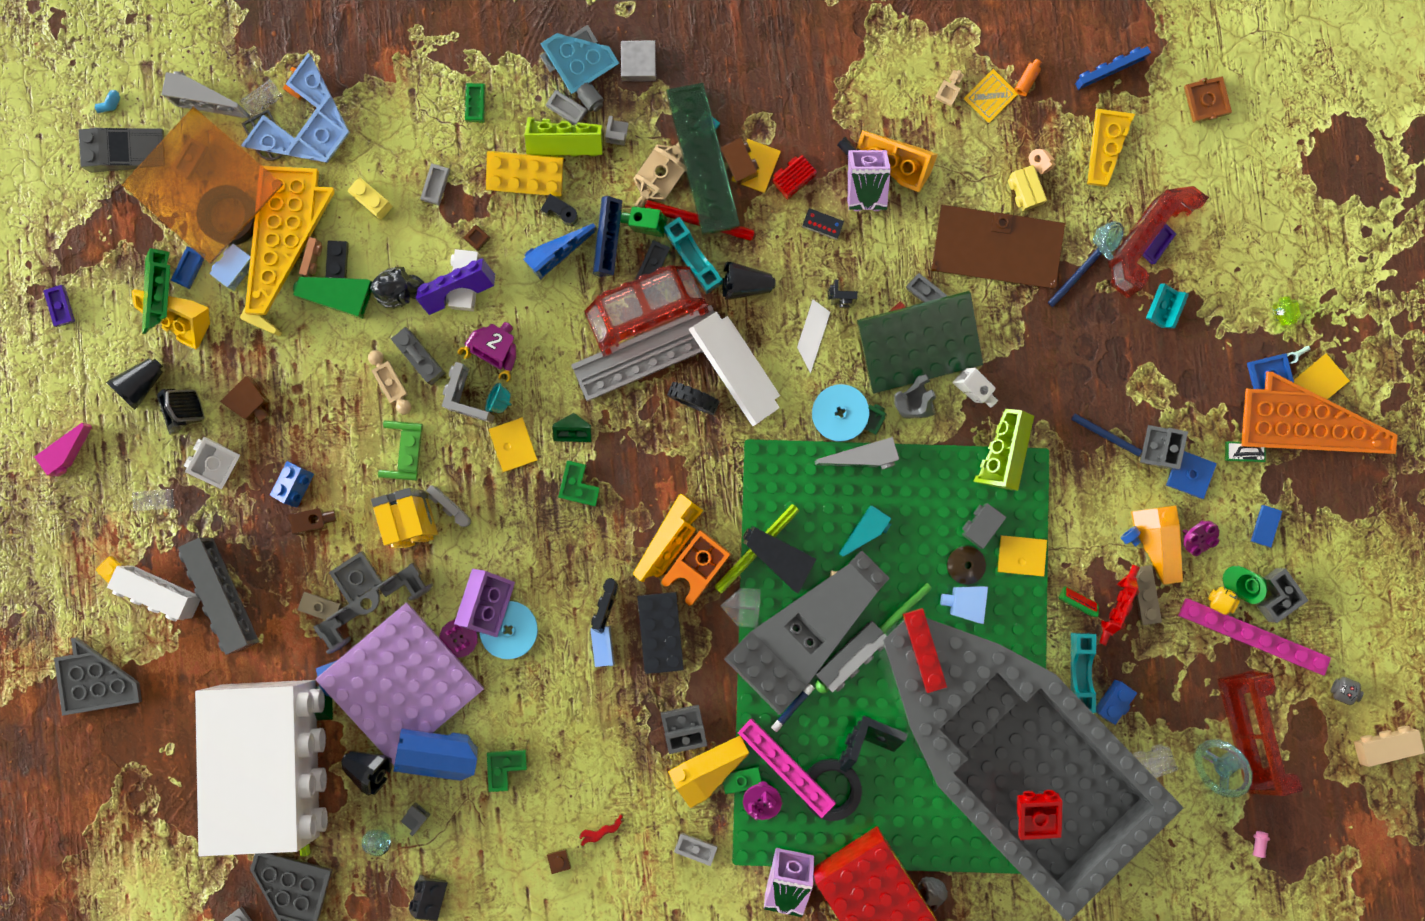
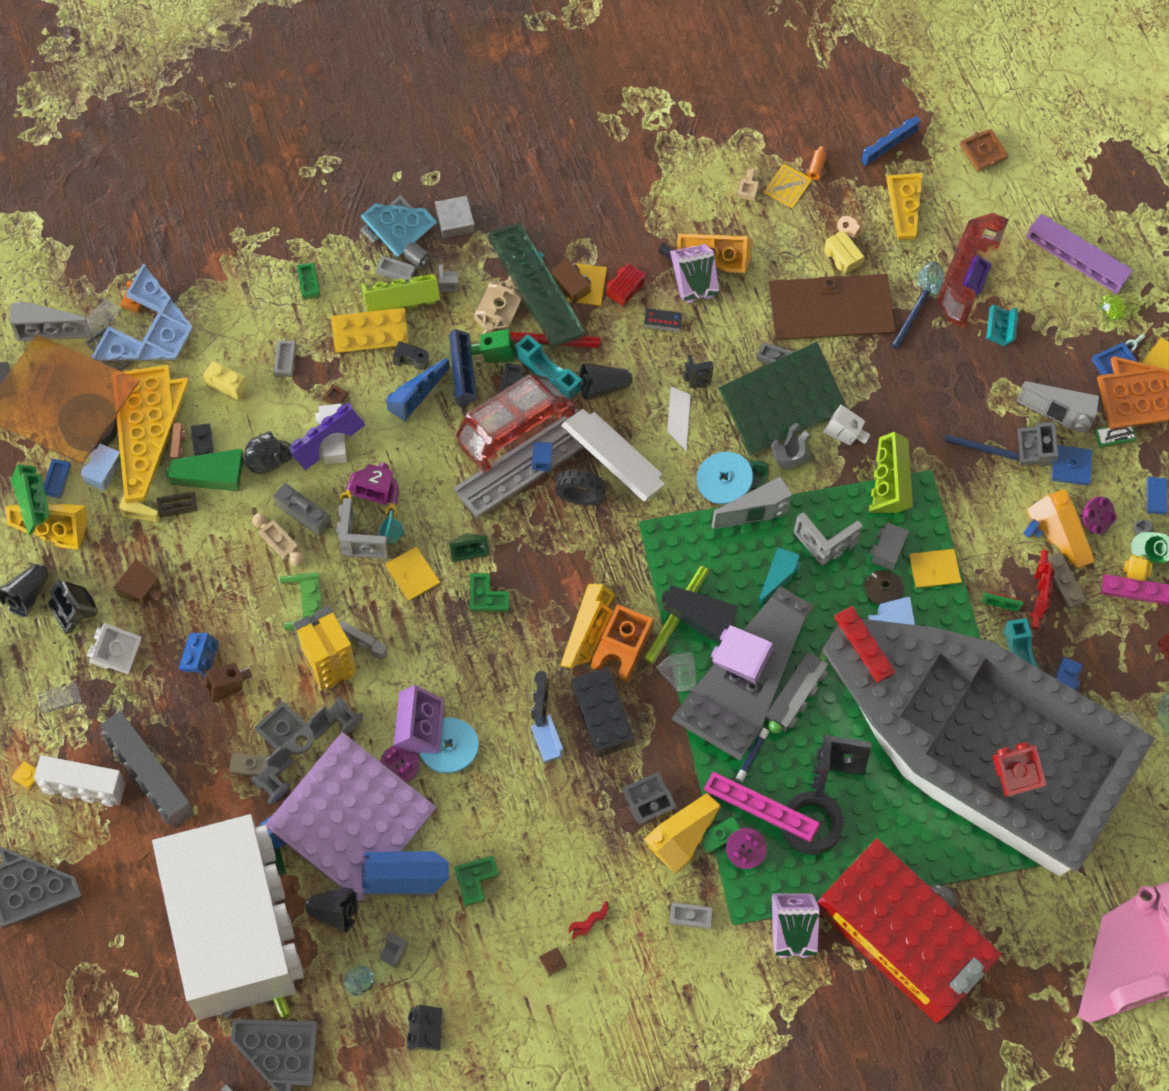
camera: 15 degrees left, 20 degrees down
(283, 321) = (162, 509): none -> dark brown tile
(663, 354) = (542, 456): none -> blue panel
(806, 615) = (742, 653): none -> lavender slope
(913, 514) = (817, 543): none -> light grey bracket
(1203, 415) = (1063, 406): none -> light grey slope
(1242, 558) = (1143, 526): none -> dark grey tile
(1271, 242) = (1079, 253): none -> medium lavender brick

